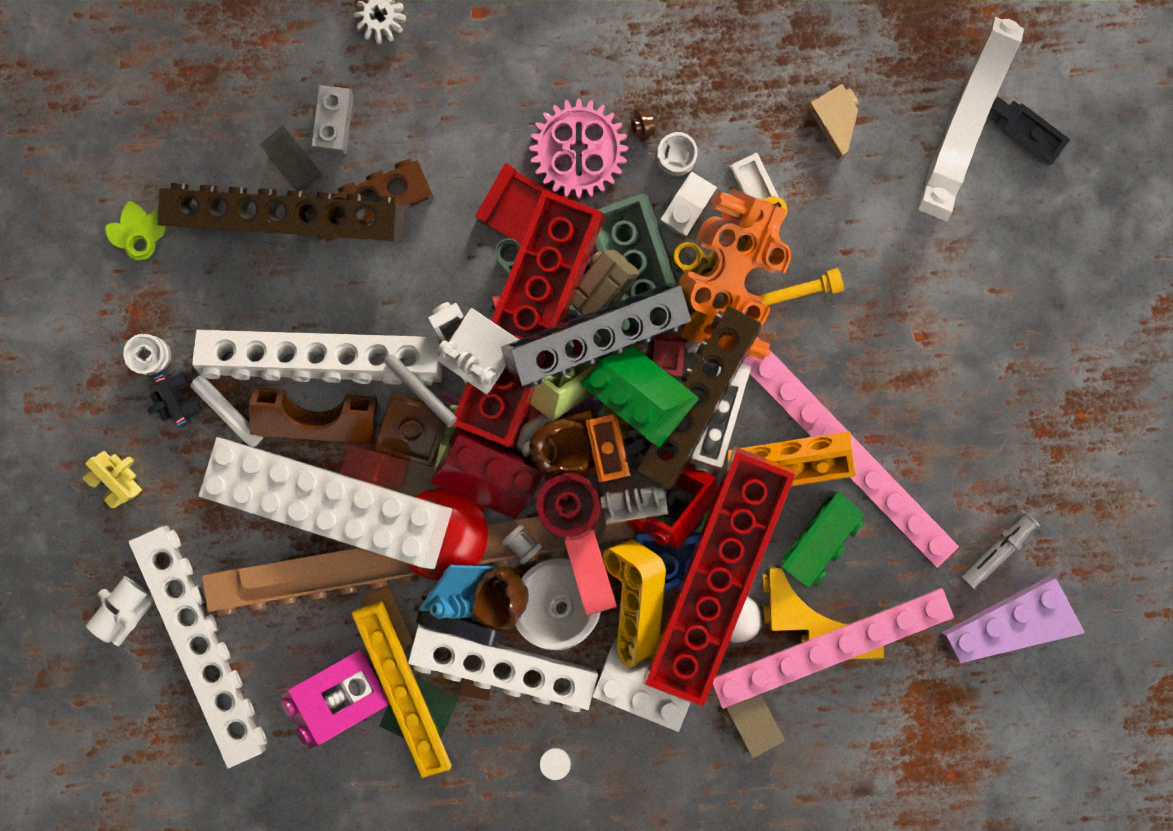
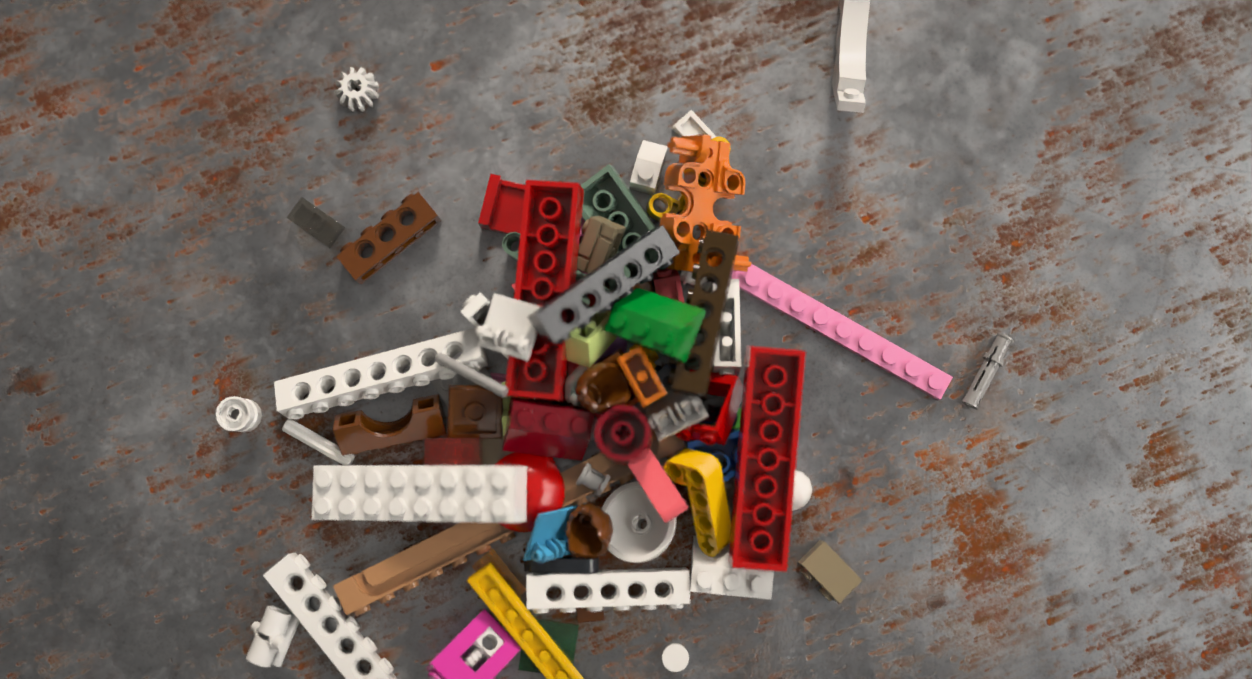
camera: 15 degrees left, 5 degrees down
(114, 475) = (238, 522): light yellow hips -> none
(133, 227) = (202, 314): lime plate -> none
(175, 212) = (230, 285): dark brown brick -> none
(181, 411) = (265, 437): black hips -> none
(332, 120) = (341, 181): light grey brick -> none
(606, 149) = (568, 141): bright pink gear -> none
(643, 125) = (593, 114): reddish brown plate -> none
(676, 154) = (627, 128): white wheel -> none
(789, 612) = (865, 483): yellow arch -> none
(812, 457) = (815, 336): light orange brick -> none
(821, 539) = (839, 403): green slope -> none
(829, 282) = (781, 195): yellow piece -> none
(832, 648) = (877, 490): bright pink plate -> none
(836, 117) = (745, 63): tan slope -> none
(1017, 622) = (1023, 422): lavender wedge -> none
(1029, 129) = (902, 30): black hinge -> none

